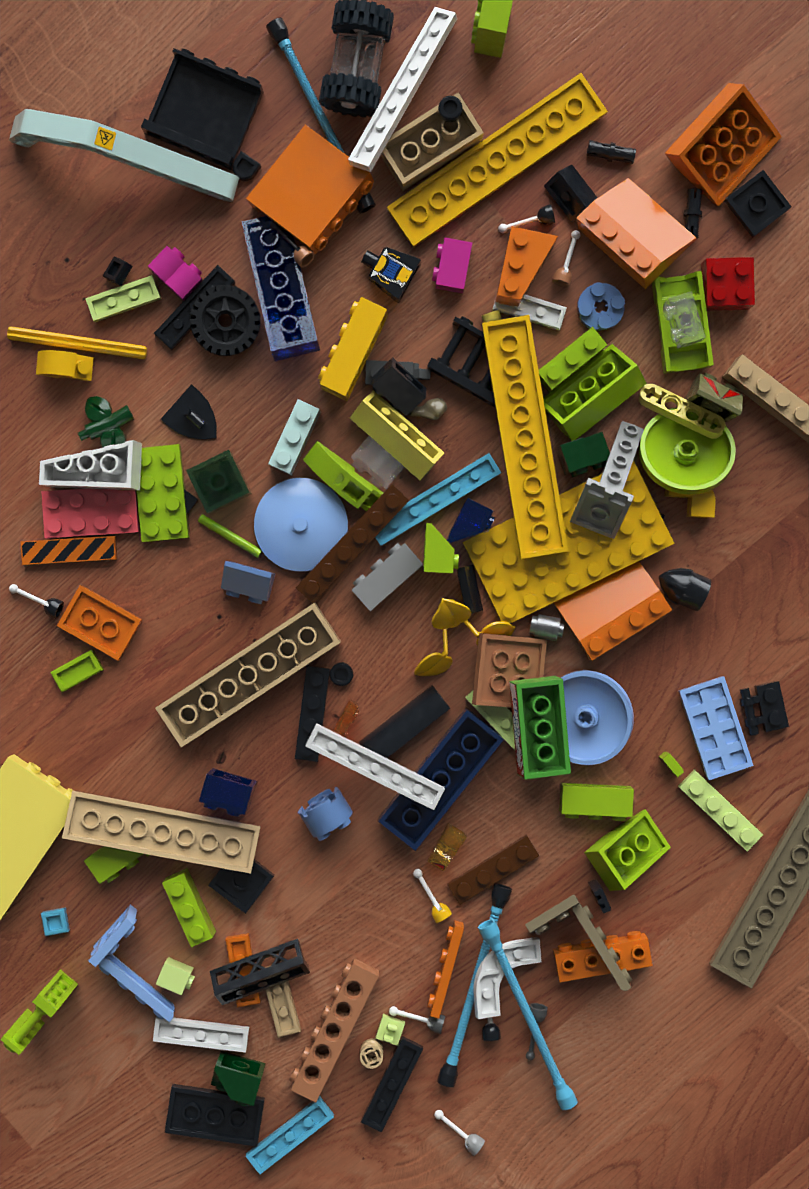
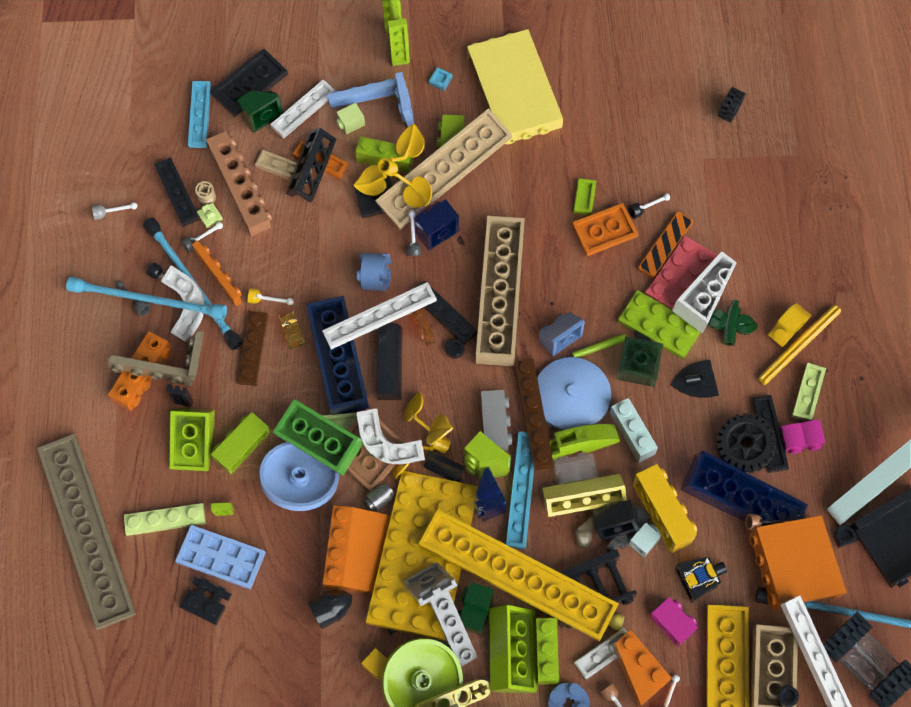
camera: 130 degrees right, 20 degrees down
(117, 271) = (830, 401): black tile -> none
(226, 895) = (372, 179): none -> yellow plant
(269, 796) = (413, 248): none -> hinge
(394, 346) = (645, 539): none -> light aqua brick
(504, 658) = (380, 447): none -> white plate

